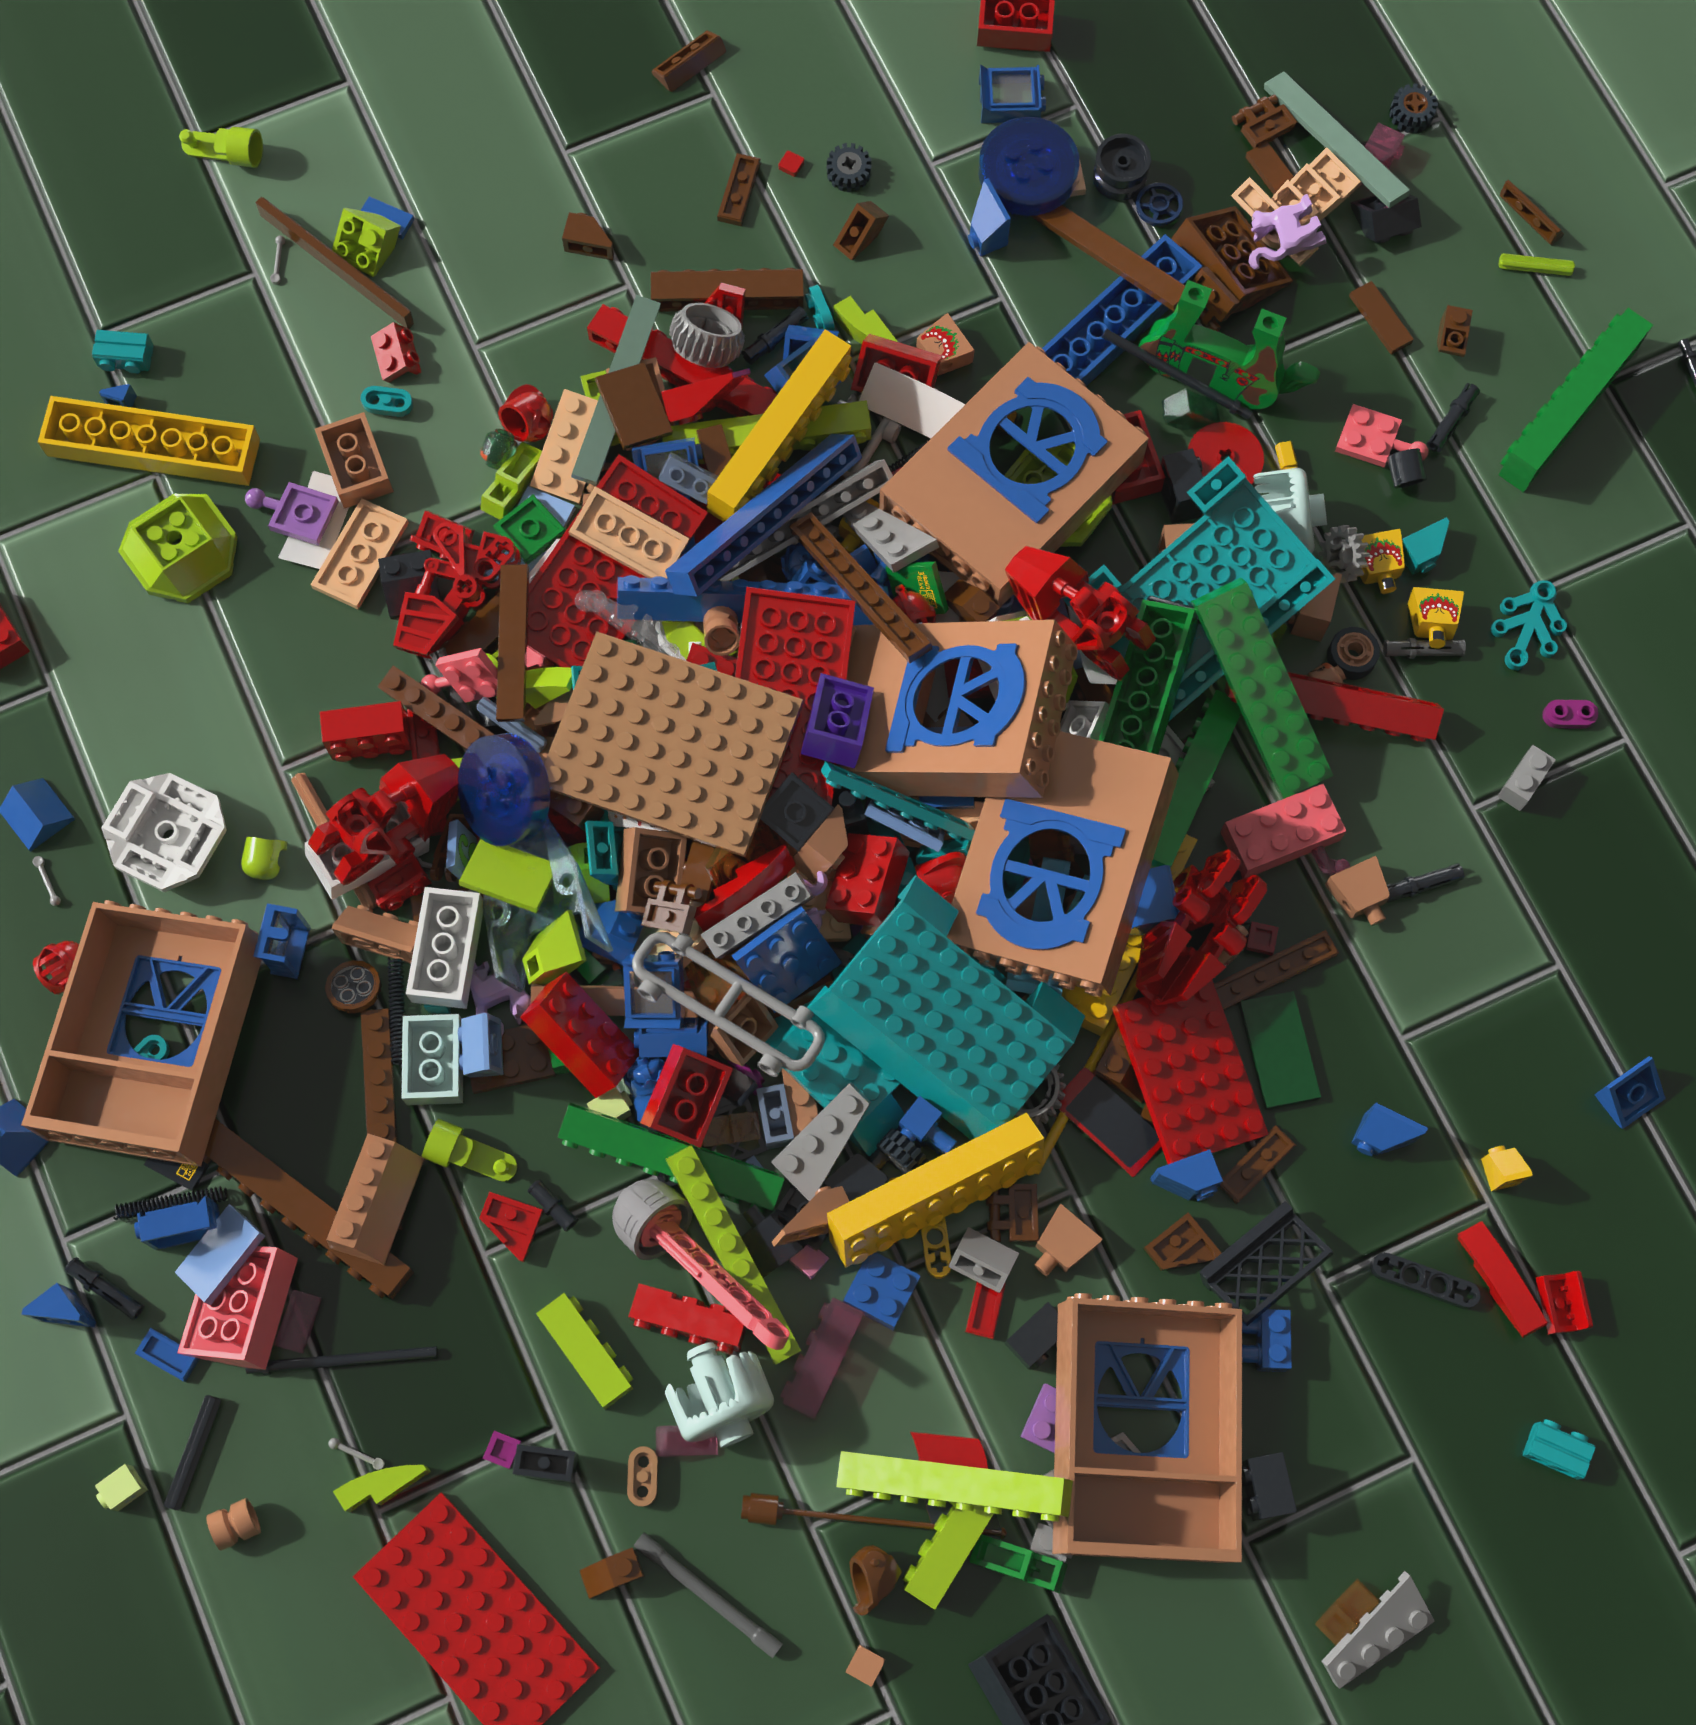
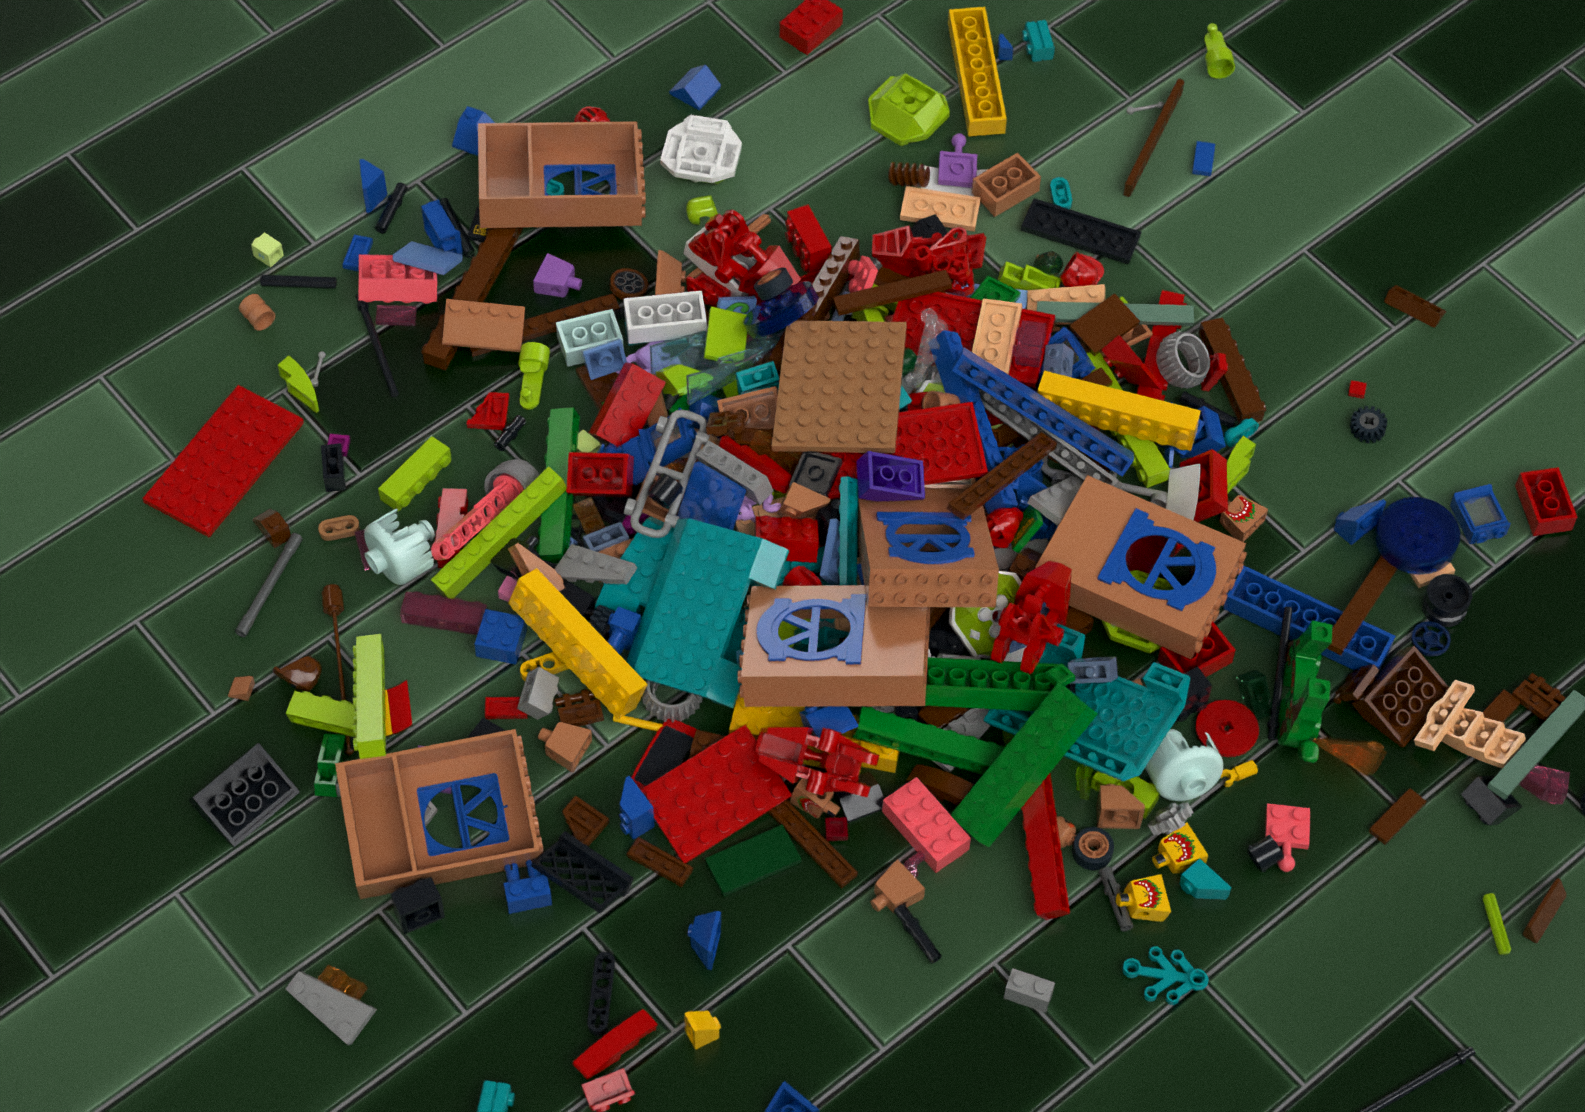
camera: 75 degrees right, 15 degrees down
(39, 862) = (663, 99): light grey hinge -> none
(282, 940) = (643, 230): blue window -> none
(296, 575) = (909, 176): none -> reddish brown piece
(310, 1081) = (555, 277): none -> medium lavender torso
(365, 239) = (1179, 149): lime slope -> none
(395, 352) = (1101, 190): bracket -> none
(454, 395) = (1081, 231): none -> black plate
(462, 786) = (773, 283): none -> black wheel
(586, 237) = (1238, 275): reddish brown slope -> none
(656, 496) = (1030, 341): none -> clear pink piece
(739, 189) = (1320, 362): reddish brown tile -> none
(764, 1012) = (665, 490): none -> black piece
(845, 395) = (1168, 456): none -> blue piece
(860, 229) = (1319, 442): reddish brown slope -> none
(1162, 568) = (1093, 669): none -> sand blue brick
(1166, 607) = (1060, 674): none -> green tile
(1230, 799) = (941, 783): none -> reddish brown slope
(1291, 234) = (1435, 720): lavender animal -> none
(1308, 326) = (1359, 754): none -> clear orange slope
(1454, 330) = (1401, 867): reddish brown slope -> none
(1459, 408) = (1328, 884): black pin -> none
(1571, 714) = (1097, 1018): magenta plate -> none
(1573, 399) = (1376, 965): green brick -> none

